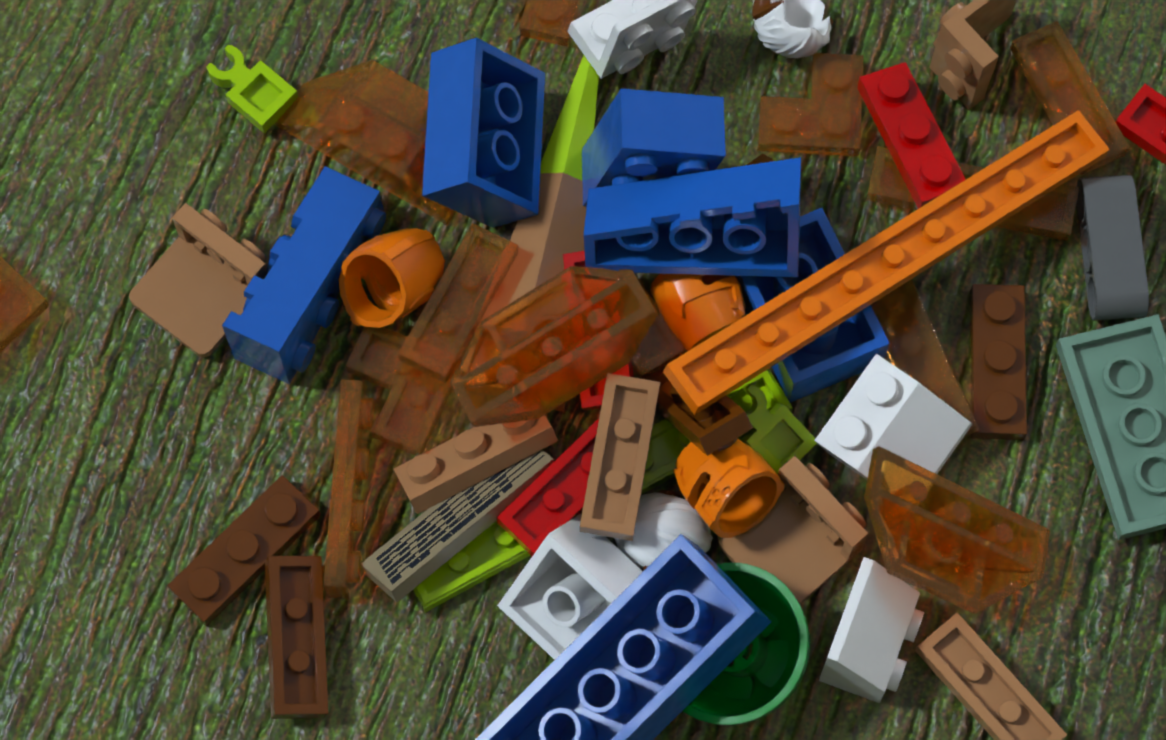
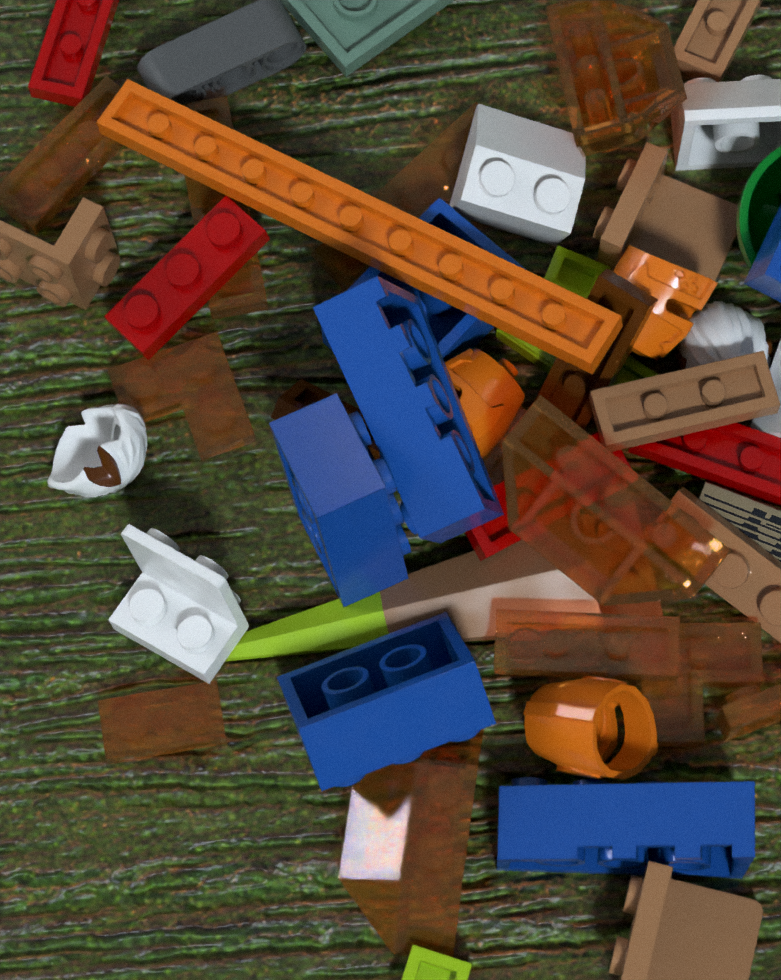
camera: 110 degrees left, 0 degrees up
(998, 361) = (385, 122): reddish brown plate -> none

